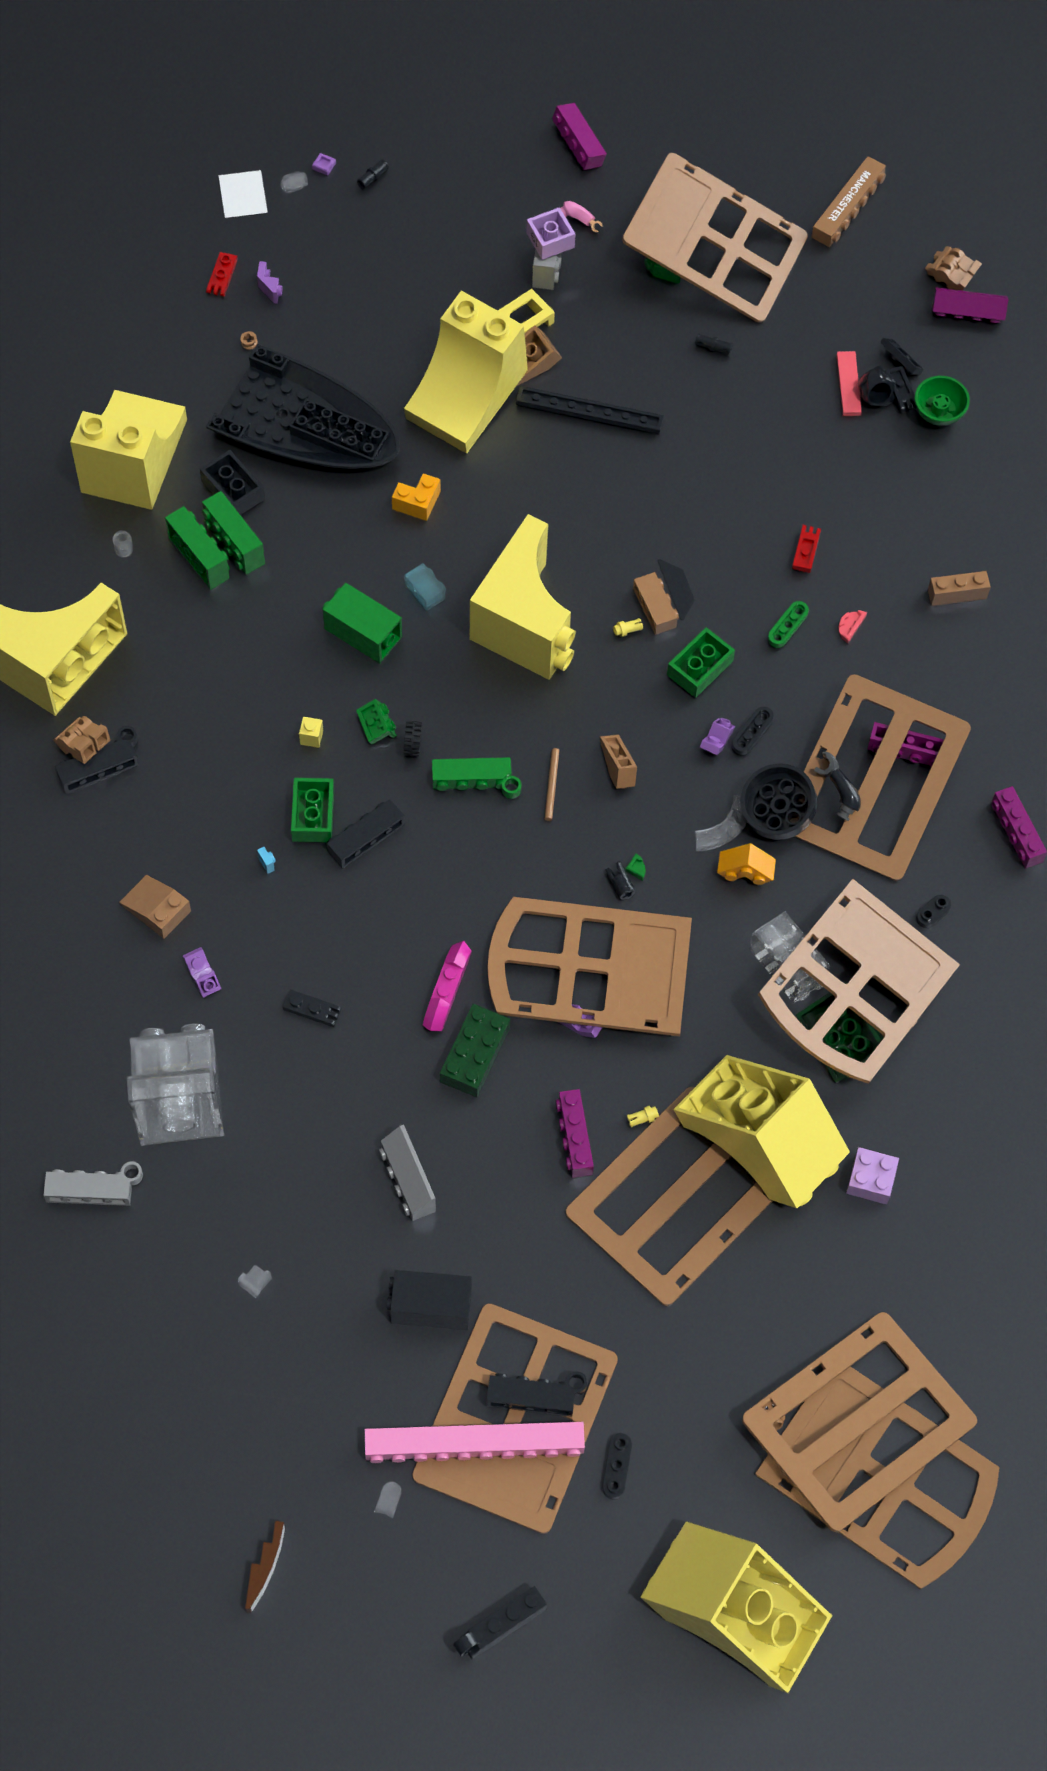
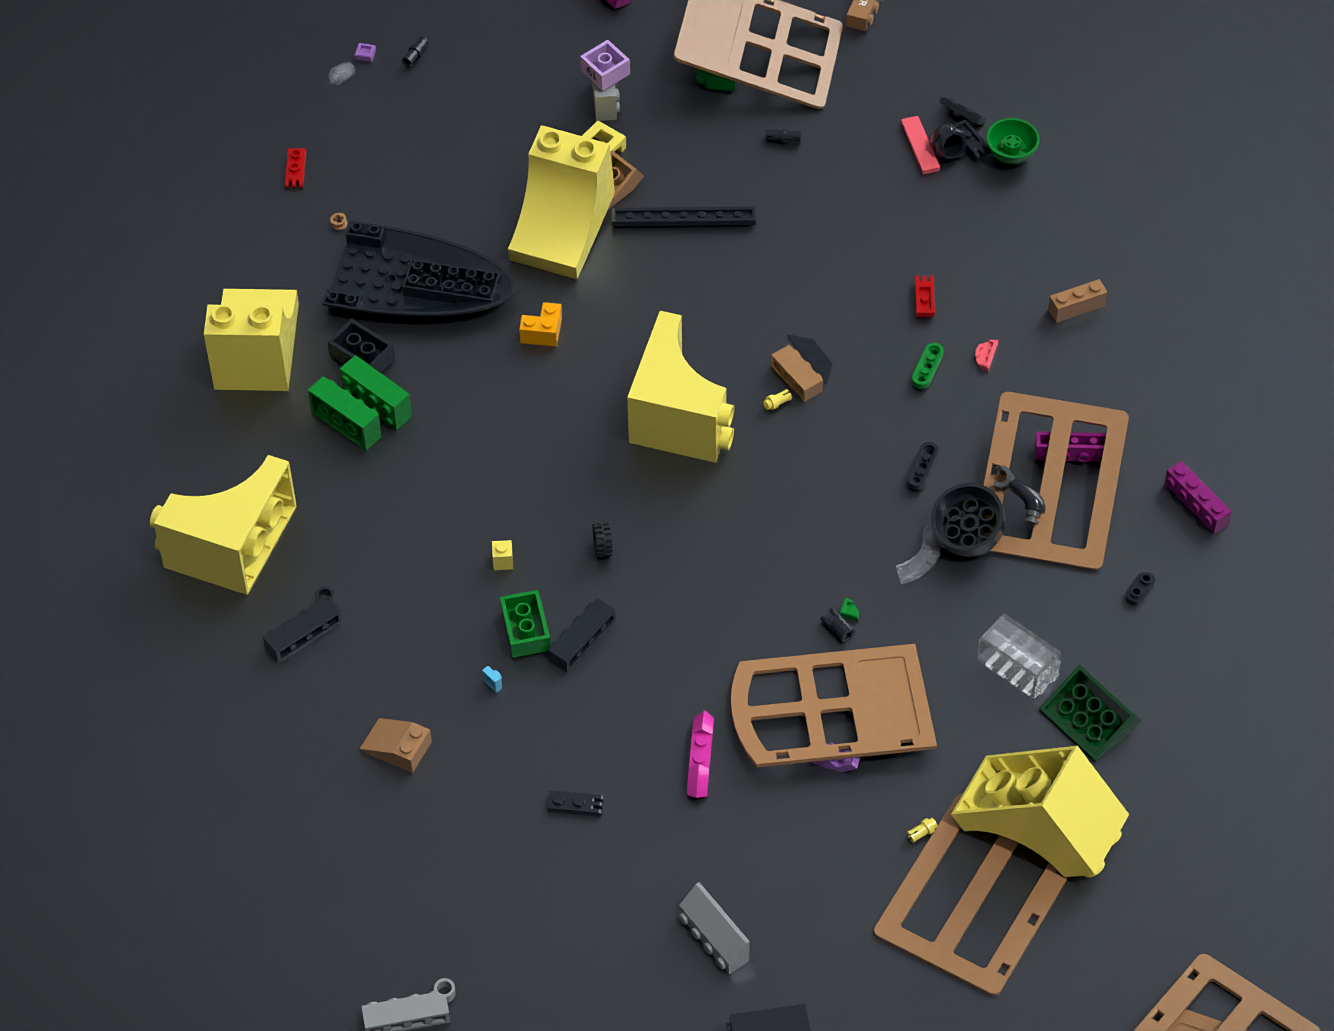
camera: 10 degrees left, 10 degrees down
(82, 739) = (283, 606): medium nougat hips -> none
(122, 543) = (270, 424): clear brick -> none
(175, 1085) = (469, 898): clear brick -> none
(201, 972) = (461, 797): medium lavender slope -> none
(242, 194) = (294, 94): white sticker -> none
(268, 285) = (343, 168): medium lavender slope -> none
(362, 622) = (523, 446): green brick -> none
(376, 721) = (561, 533): green bracket -> none
(425, 586) = (573, 403): clear light blue brick -> none
(475, 773) = (671, 559): green hinge -> none
(475, 1050) = (744, 805): dark green brick -> none
(551, 784) = (746, 554): medium nougat bar -> none
(575, 1132) = (863, 858): magenta brick -> none
(576, 211) = (626, 47): bright pink arm -> none
(619, 761) = (805, 519): medium nougat slope -> none
(700, 662) = (856, 415): green brick -> none
(718, 736) = (891, 477): medium lavender slope -> none
(746, 862) = (951, 581): light orange brick -> none
(872, 1175) = (1155, 833): lavender brick -> none
(884, 950) = (1106, 630): door -> none
(952, 268) = (987, 25): medium nougat hips -> none
(970, 304) = (1012, 52): magenta brick -> none

